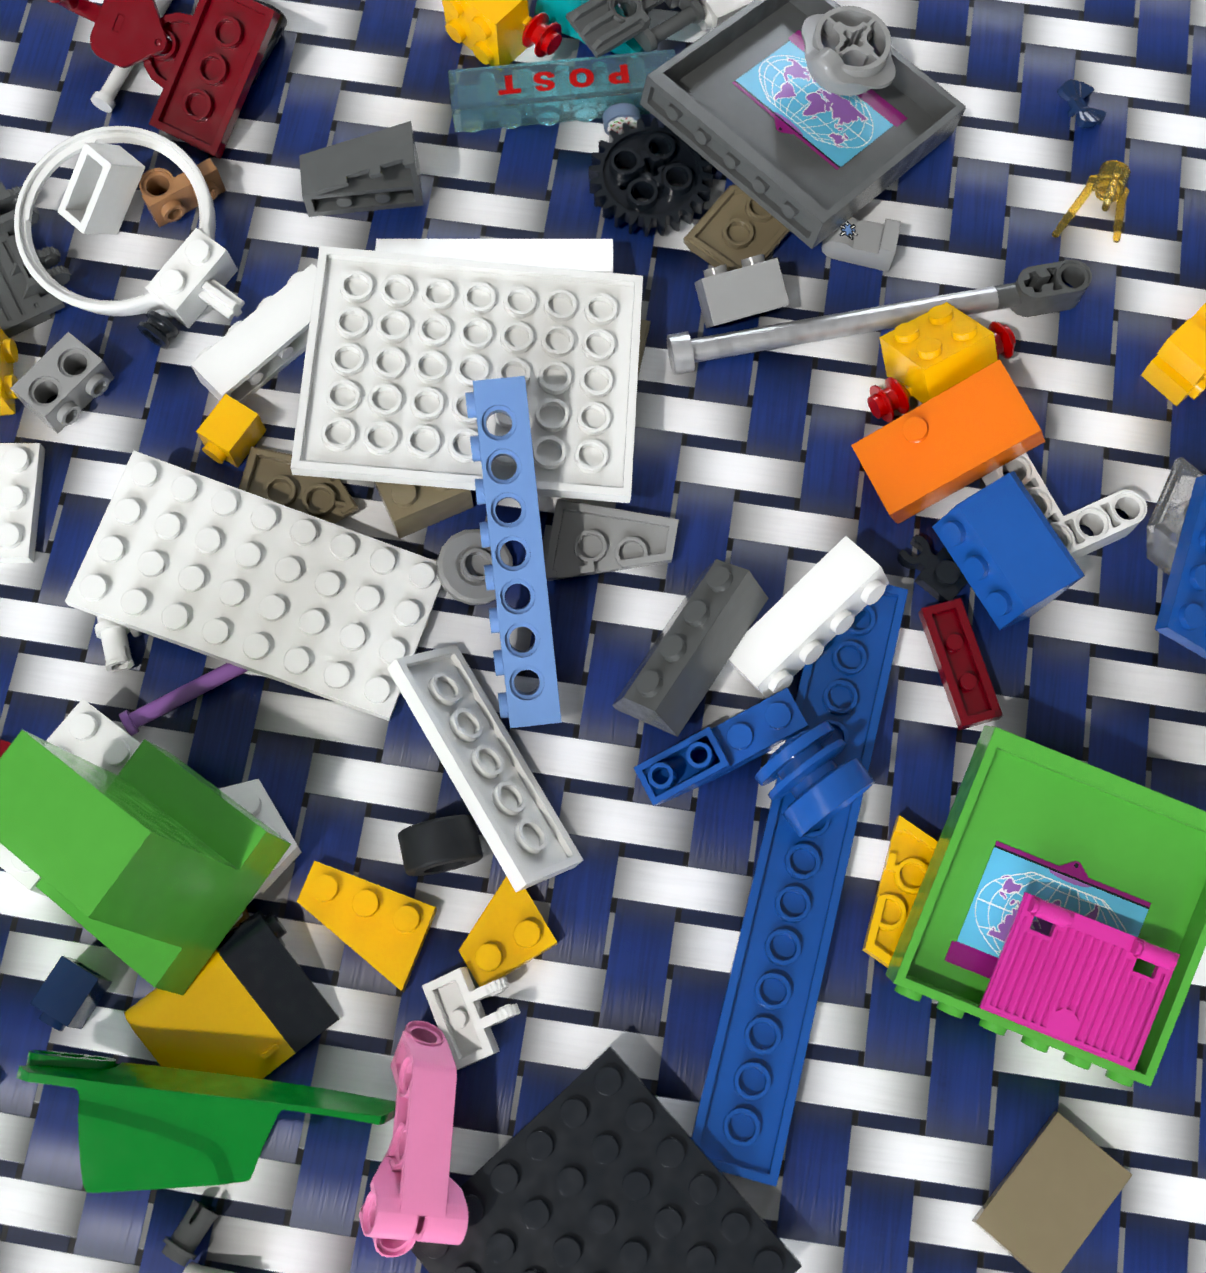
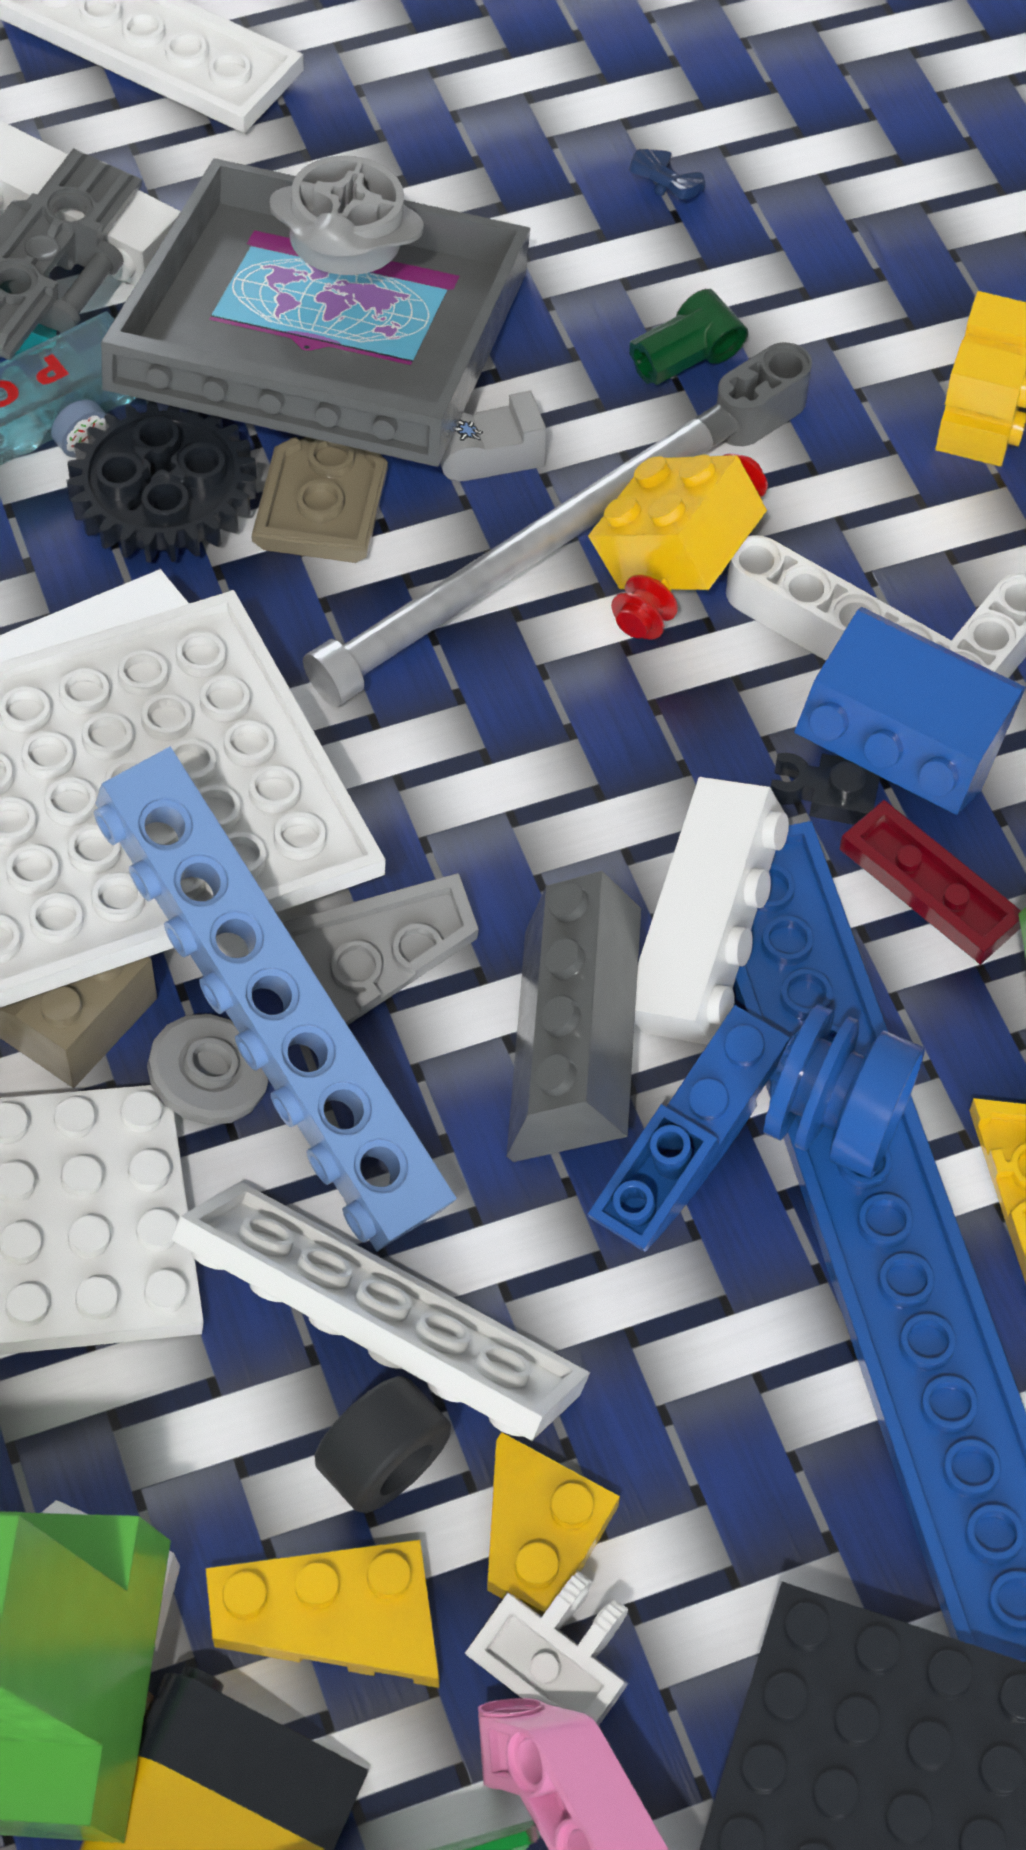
camera: 30 degrees left, 15 degrees down
(742, 291) = (370, 563): light grey brick -> none
(948, 442) = (756, 616): orange brick -> none
(1036, 227) = (698, 332): none -> dark green piece
(1108, 187) = (762, 251): clear yellow plant -> none

